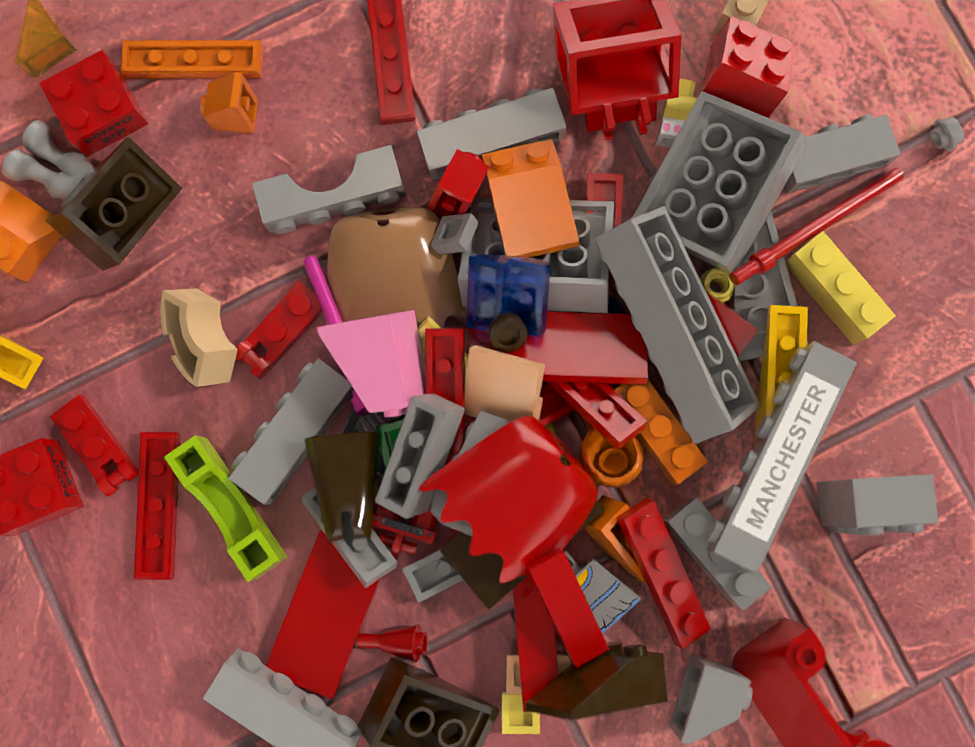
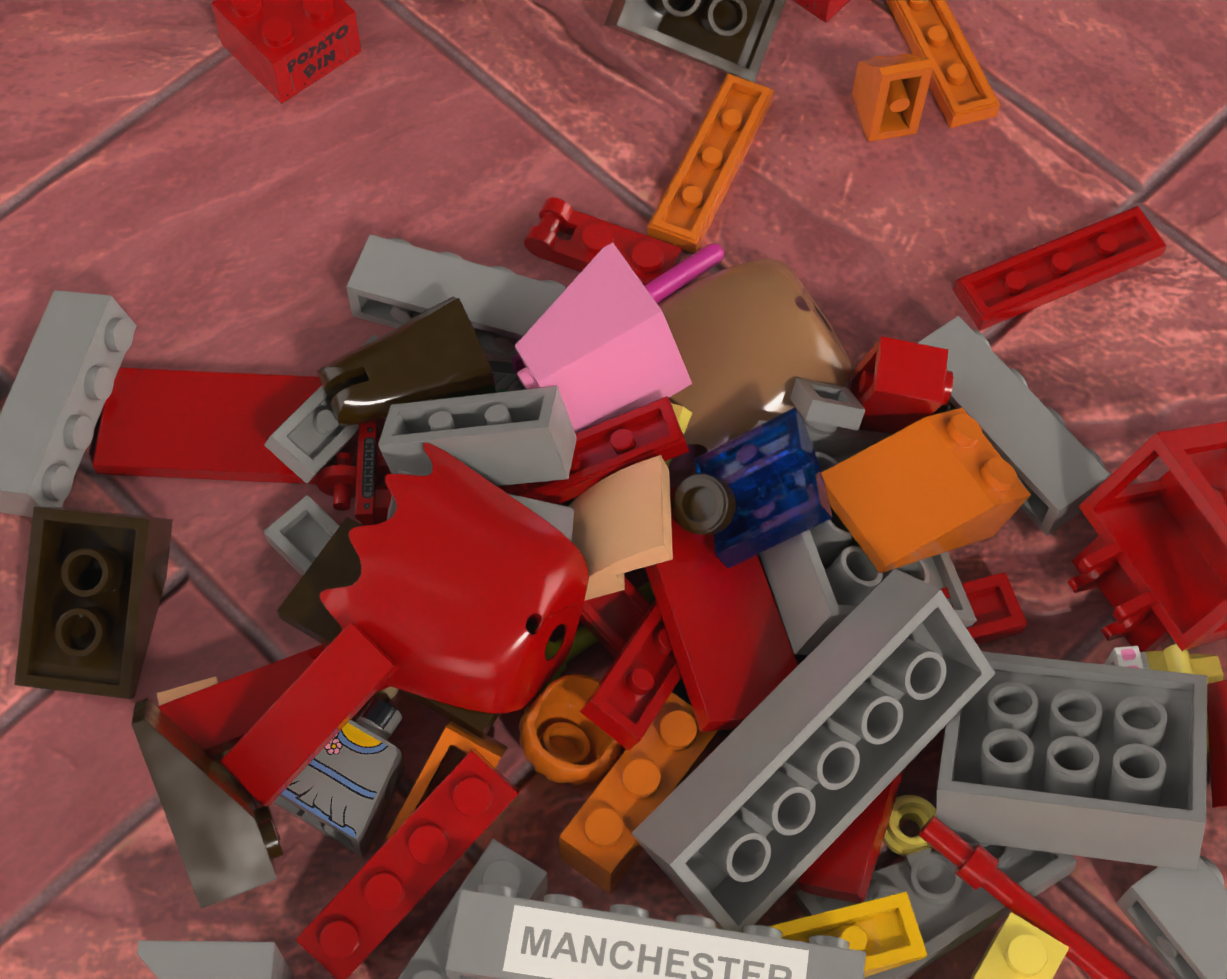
camera: 65 degrees right, 20 degrees down
(94, 444) = (368, 87): red plate -> none
(156, 507) = (308, 180): red tile -> none
(197, 336) = (547, 153): tan brick -> none
(236, 238) = (710, 163): none -> orange tile
(243, 529) = (289, 293): lime arch -> none
(372, 181) = (863, 291): light grey arch -> none
(402, 642) = (199, 535): red cone -> none
(514, 719) = (115, 727): light yellow plate -> none

